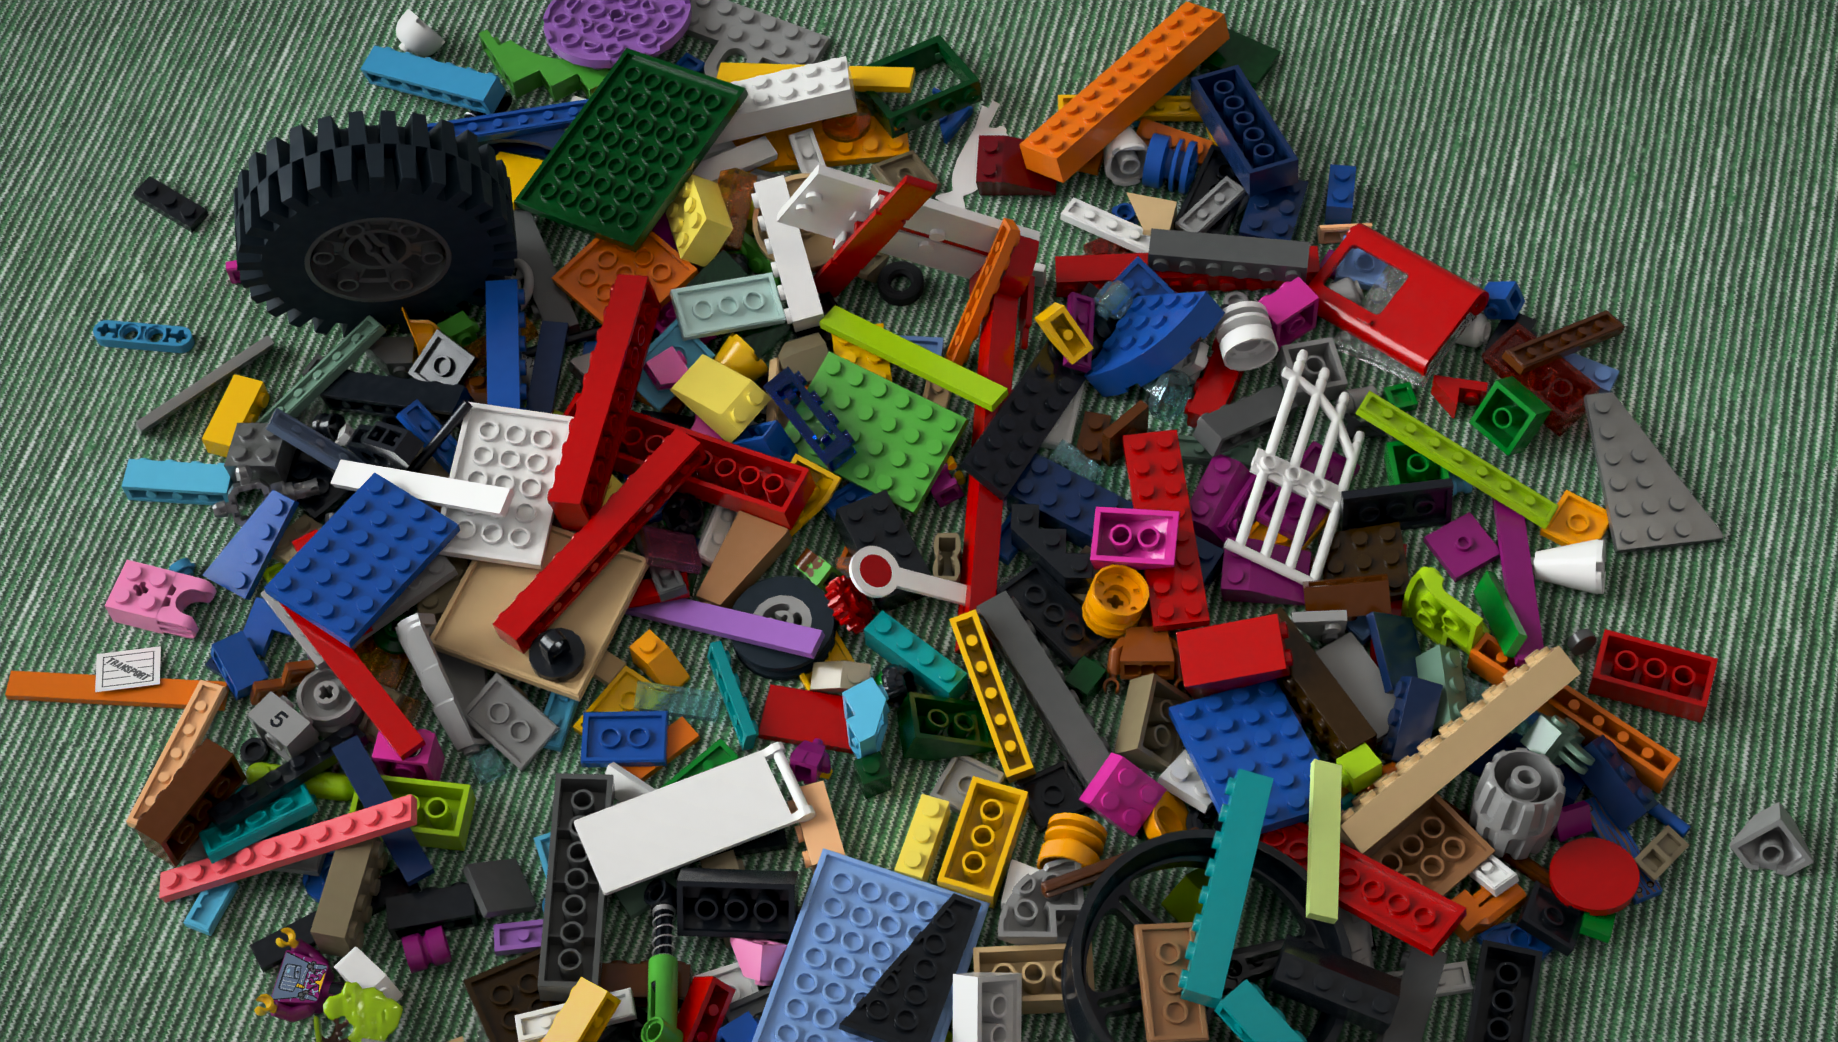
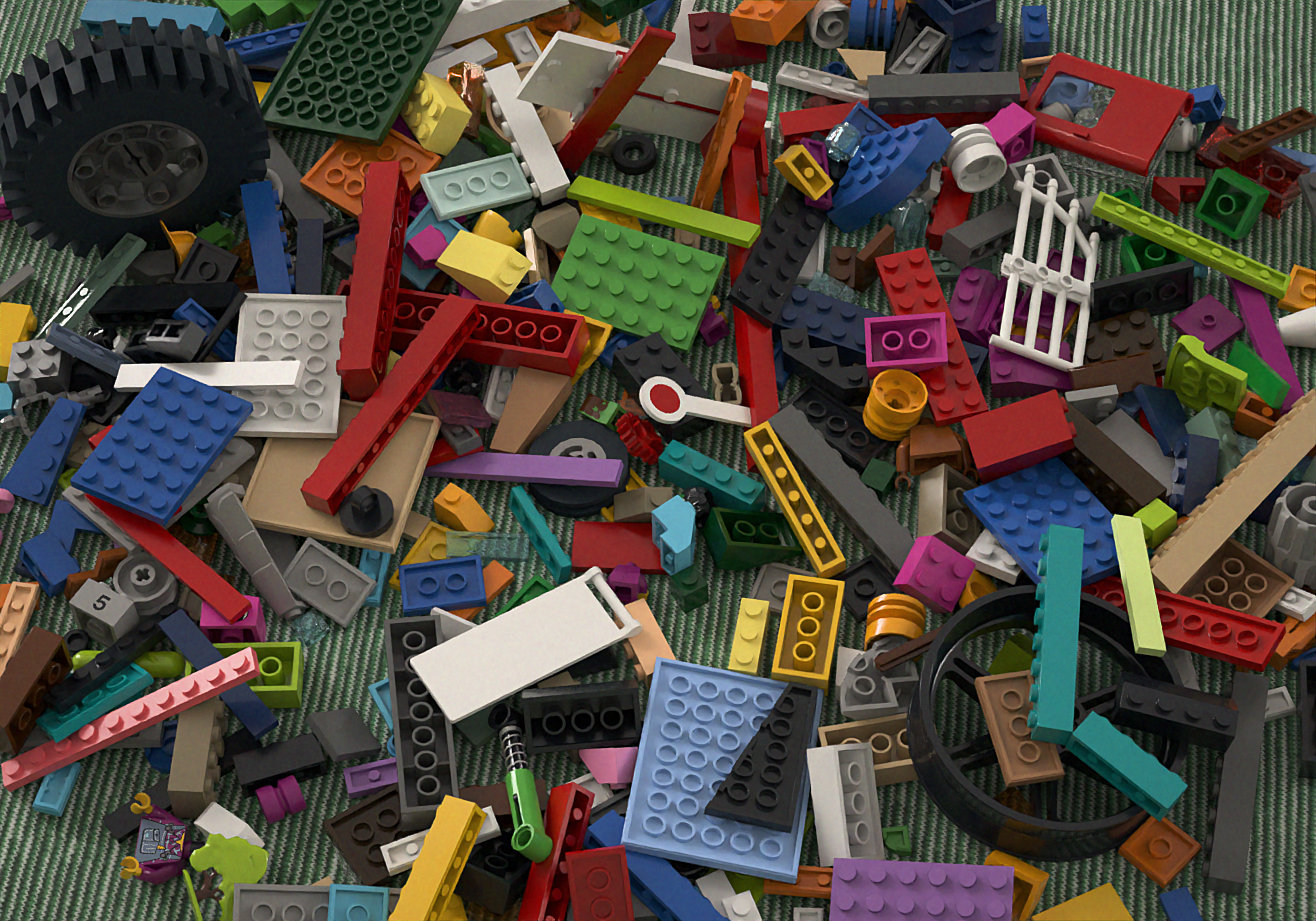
camera: 10 degrees left, 5 degrees down
(837, 450) = (548, 247): clear blue brick -> none

